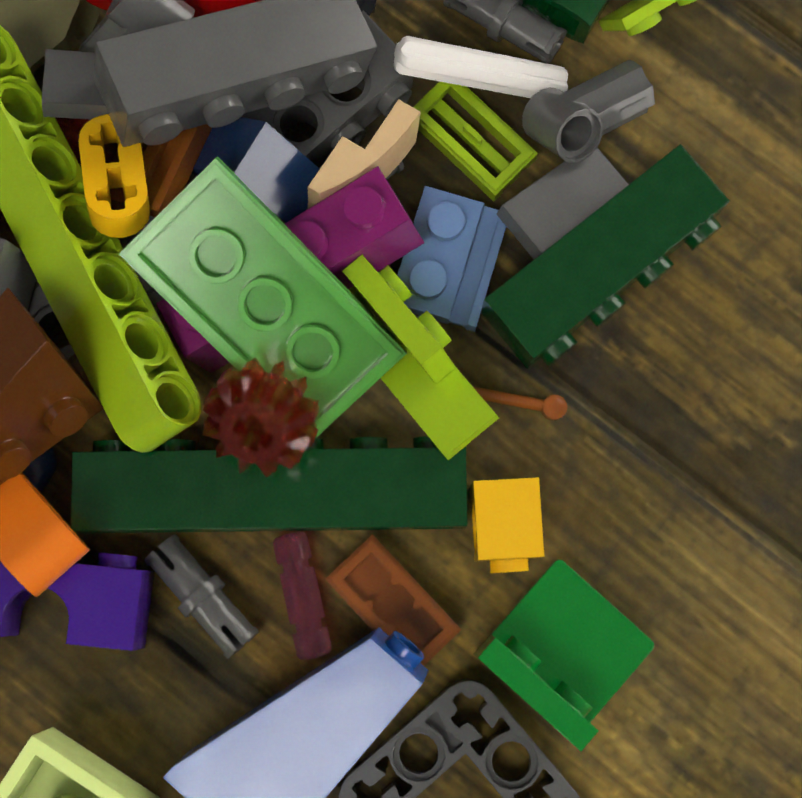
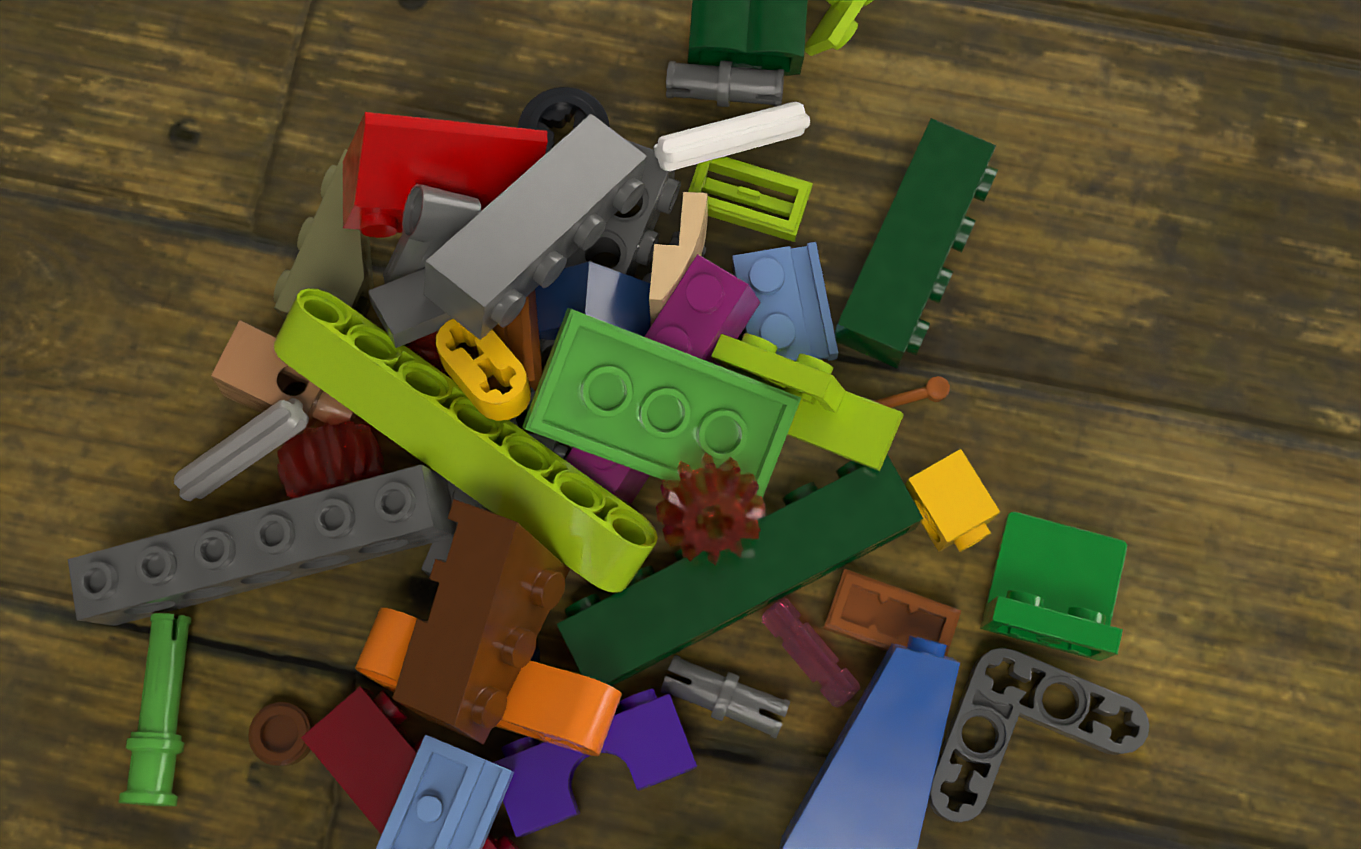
camera: 25 degrees left, 5 degrees down
(560, 201) = (855, 212): dark grey tile -> none
(577, 119) = (832, 140): dark grey piece -> none

